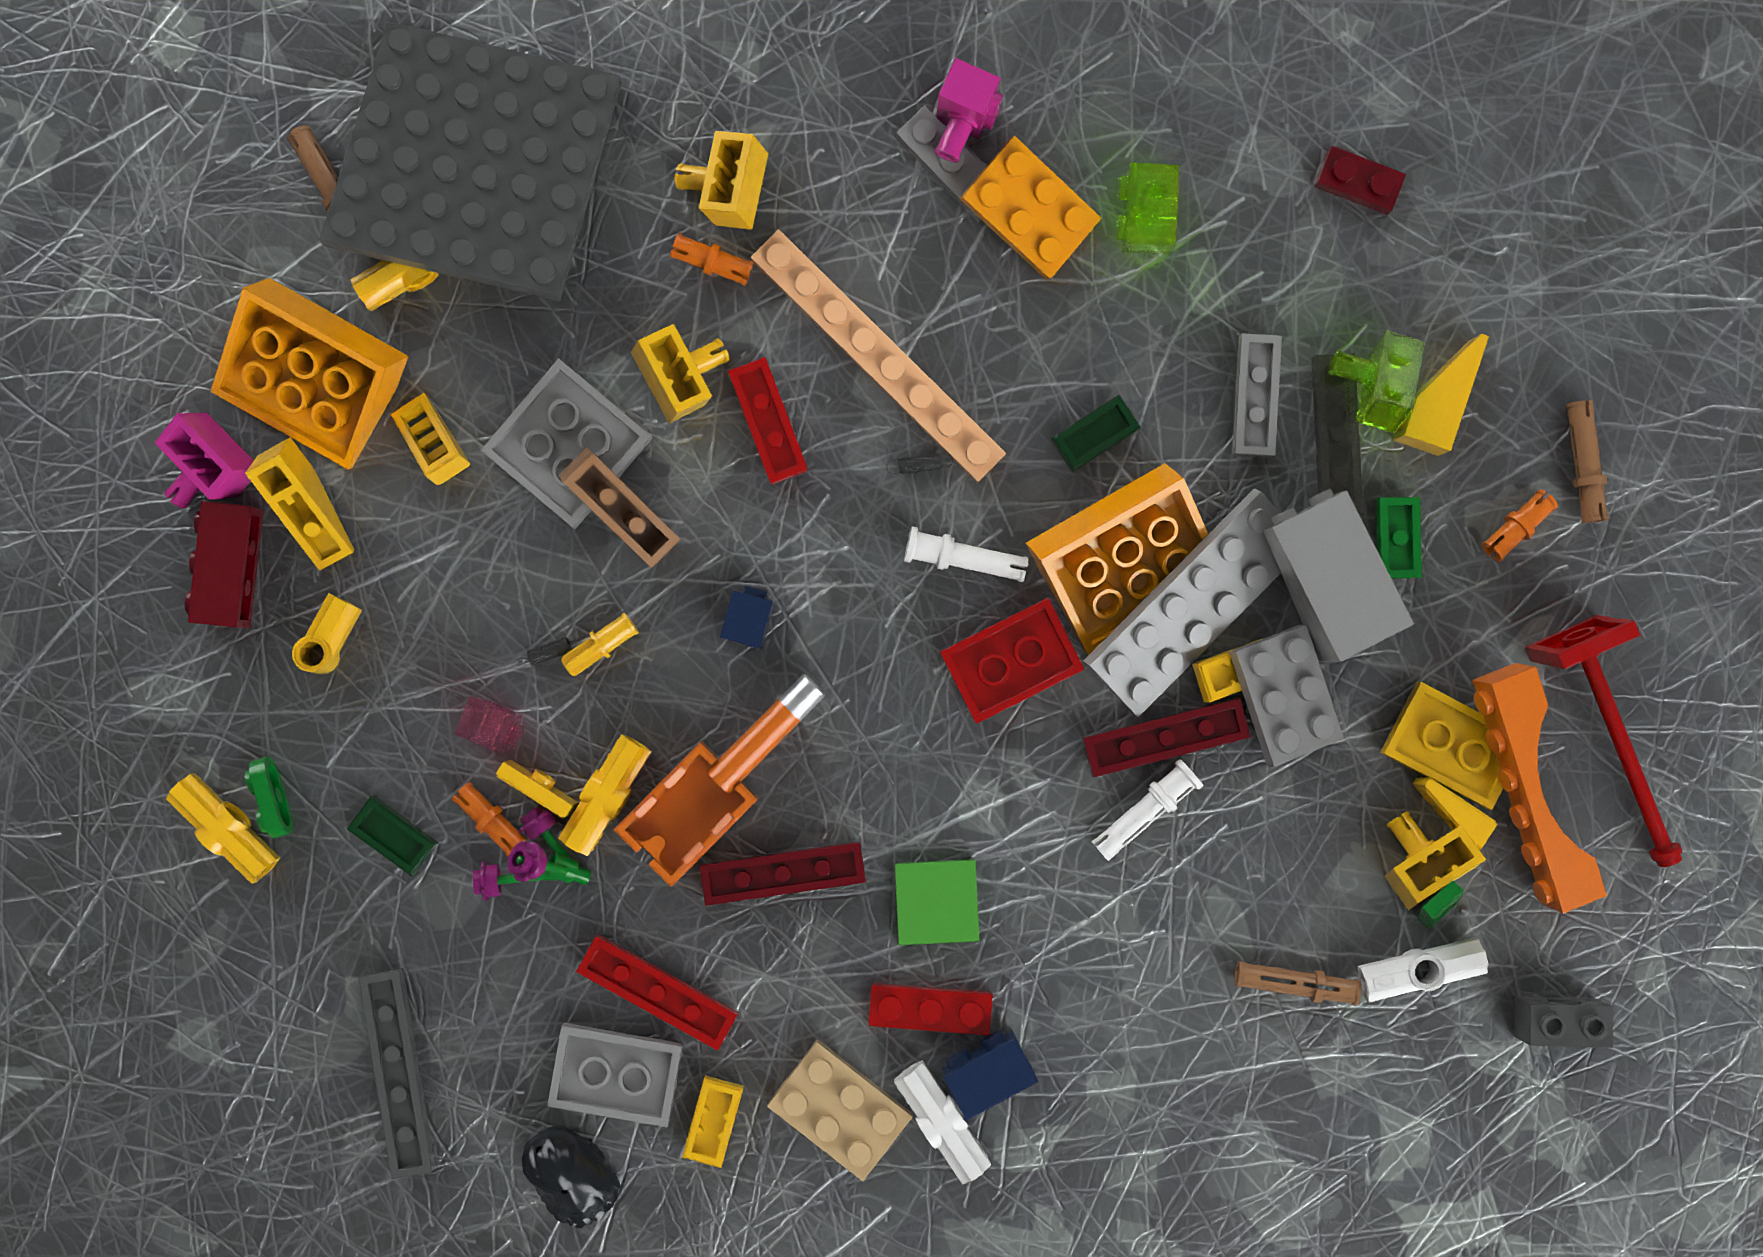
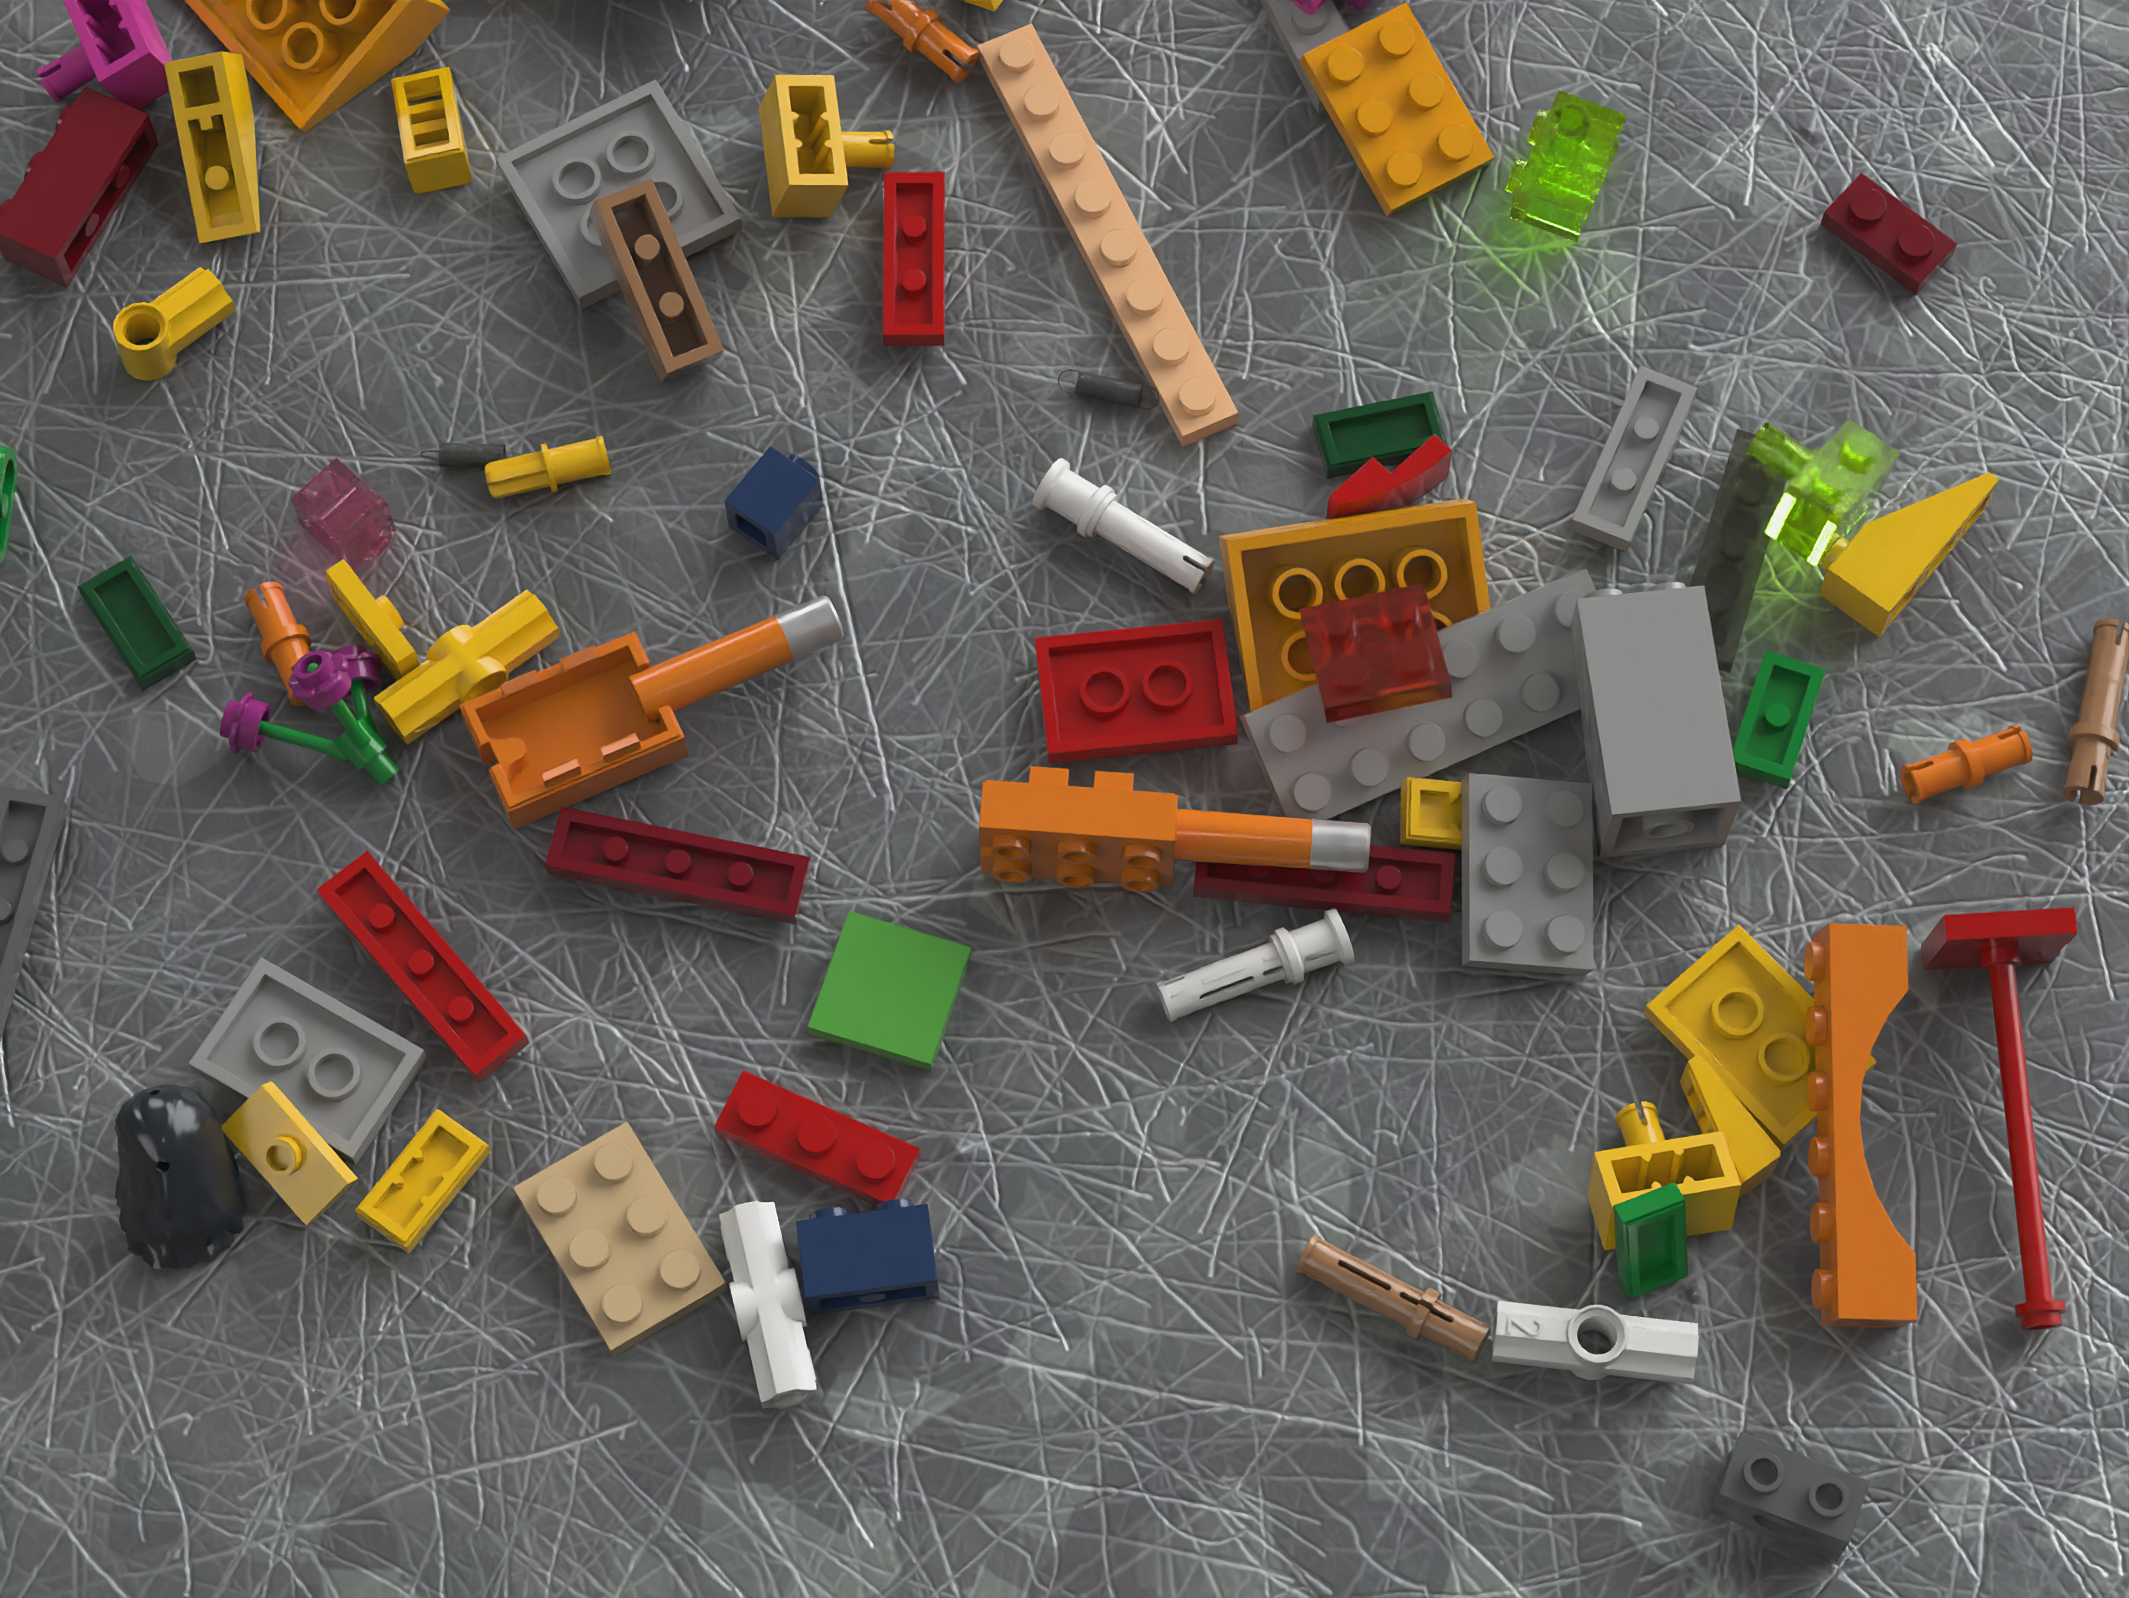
camera: 25 degrees right, 20 degrees down
(629, 1138) = (288, 1153): none -> yellow plate
(1064, 761) = (1137, 835): none -> orange piece
(1109, 476) = (1377, 489): none -> red slope
(1156, 598) = (1375, 653): none -> clear red plate

